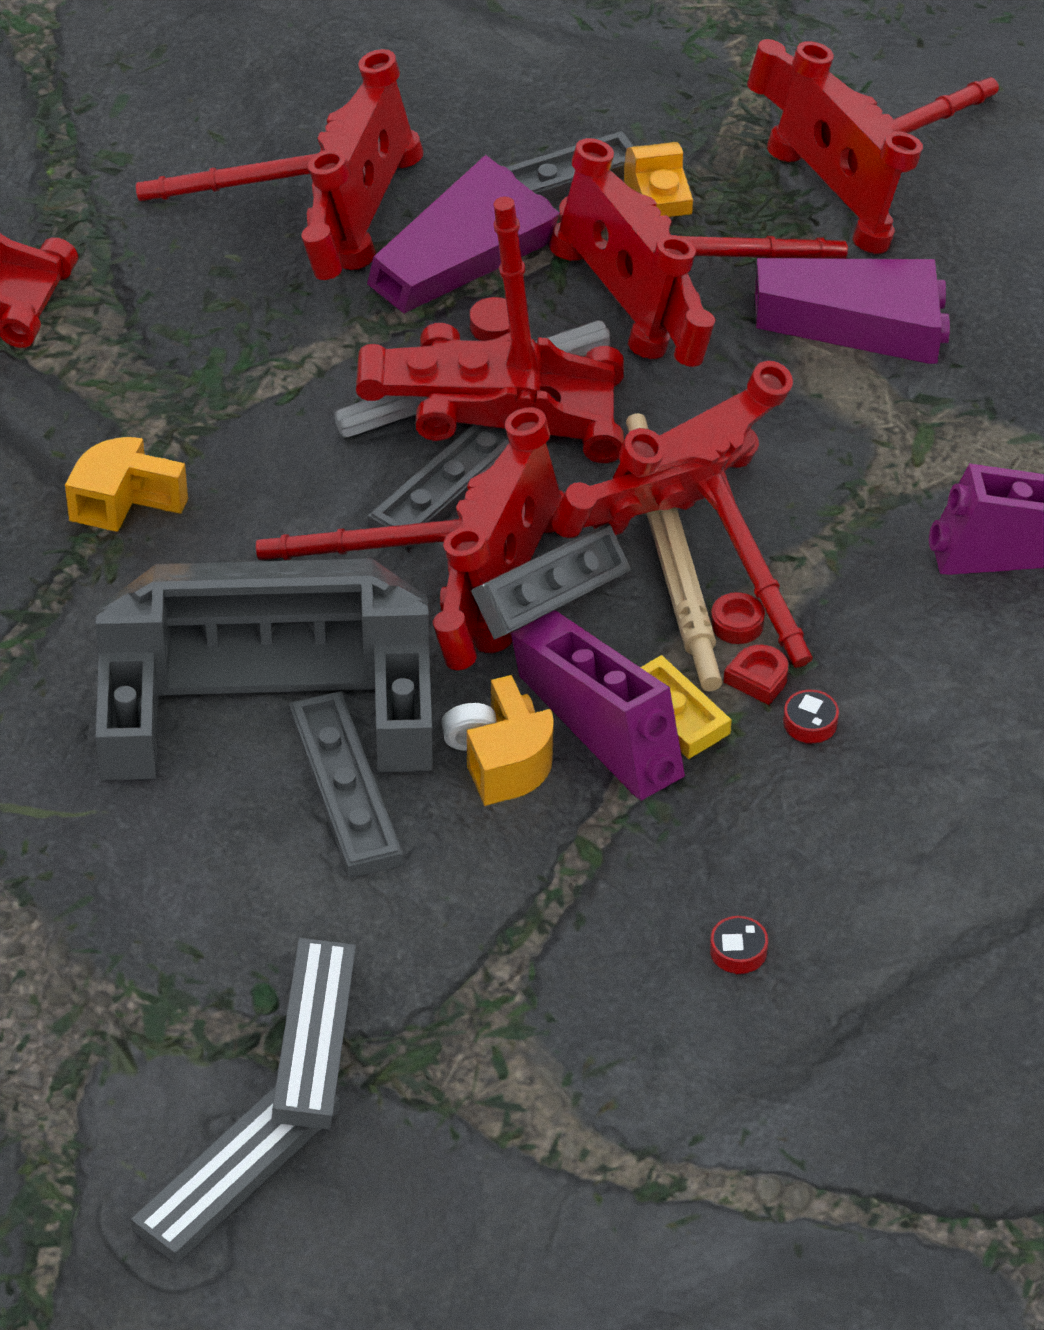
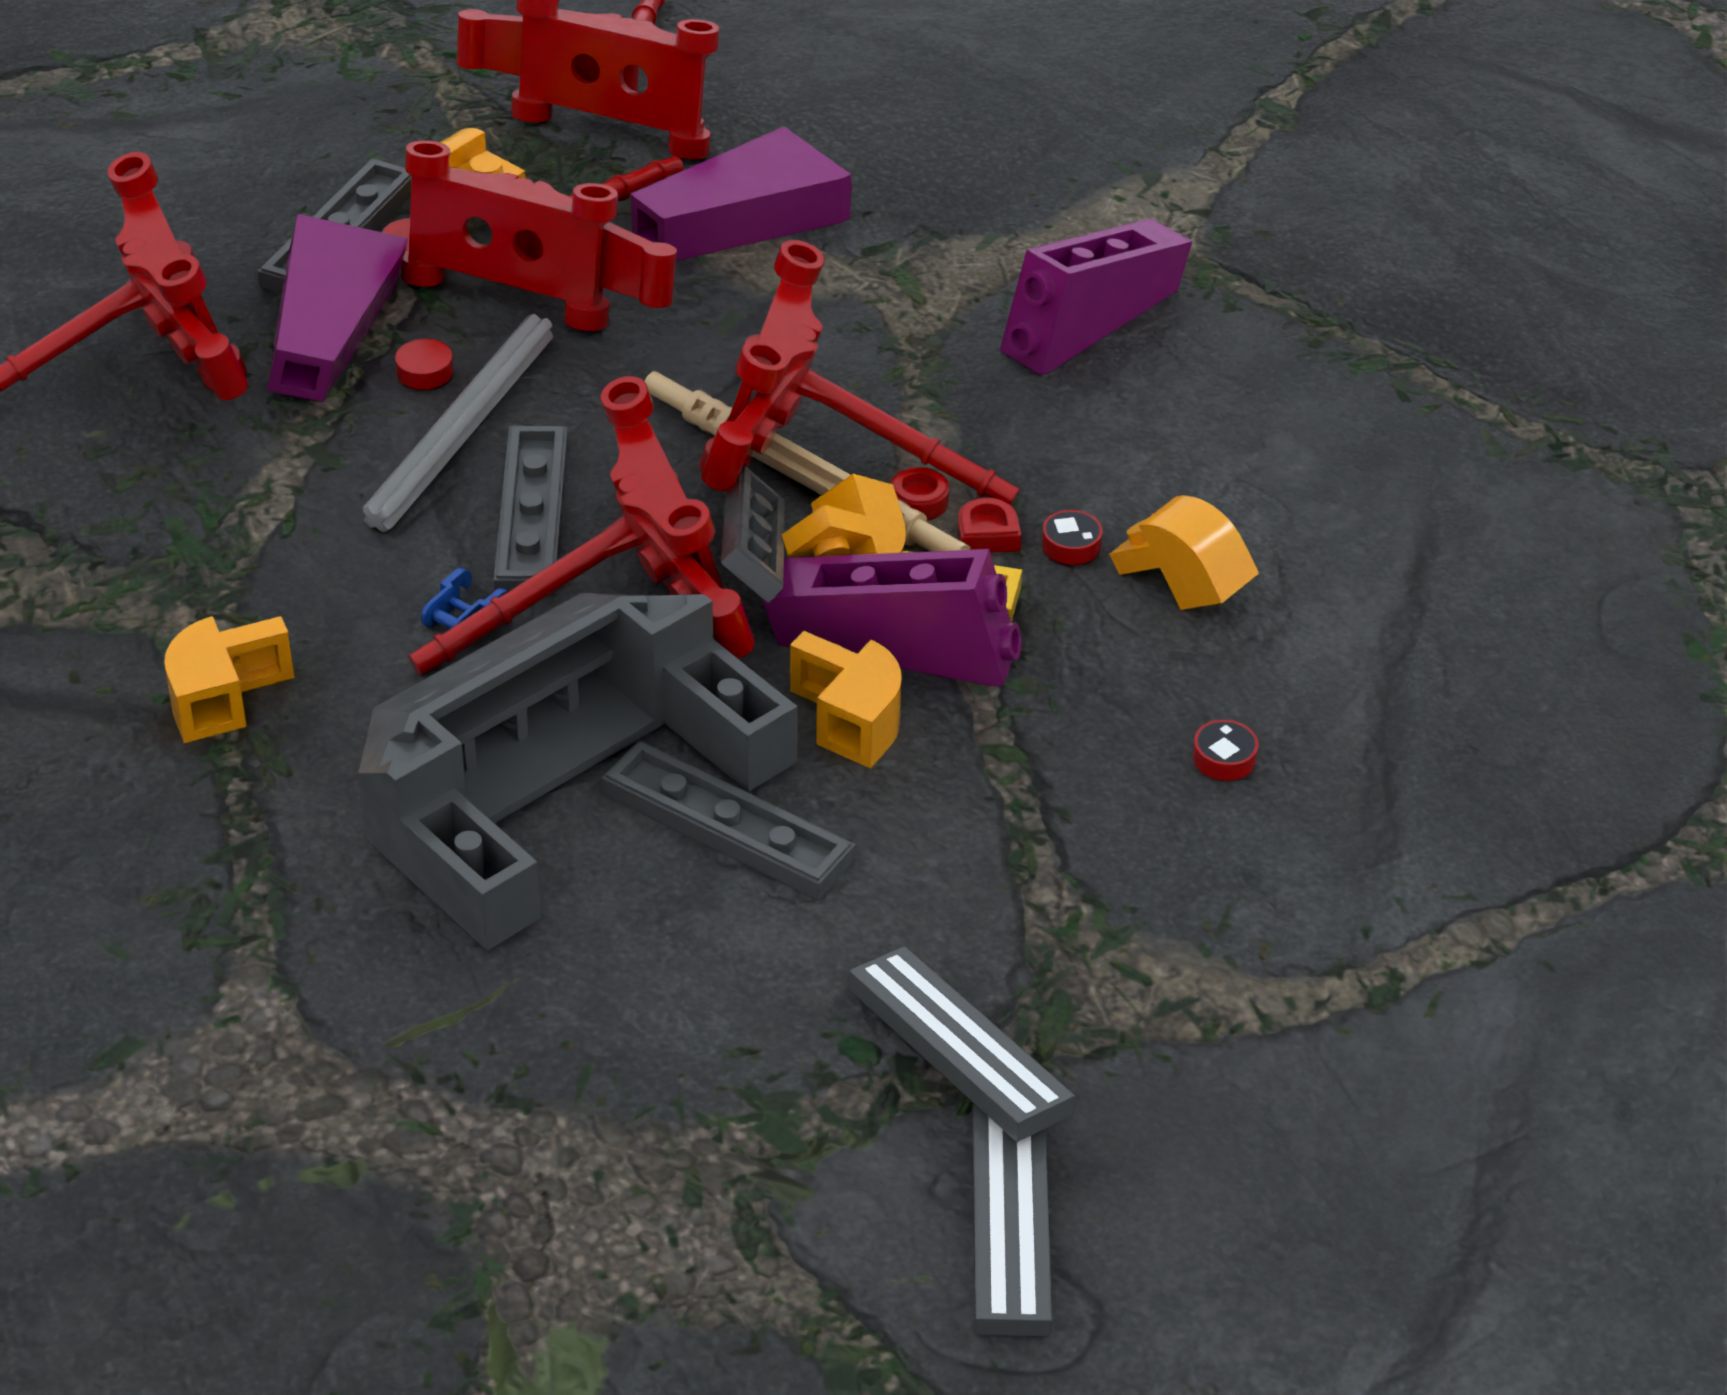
camera: 40 degrees left, 5 degrees down
(326, 512) = (440, 606): none -> blue piece
(462, 718) = (803, 691): white tile -> none
(498, 376) = (510, 393): red piece -> none
(640, 623) = (850, 520): none -> light orange brick
(865, 779) = (1194, 550): none -> light orange brick

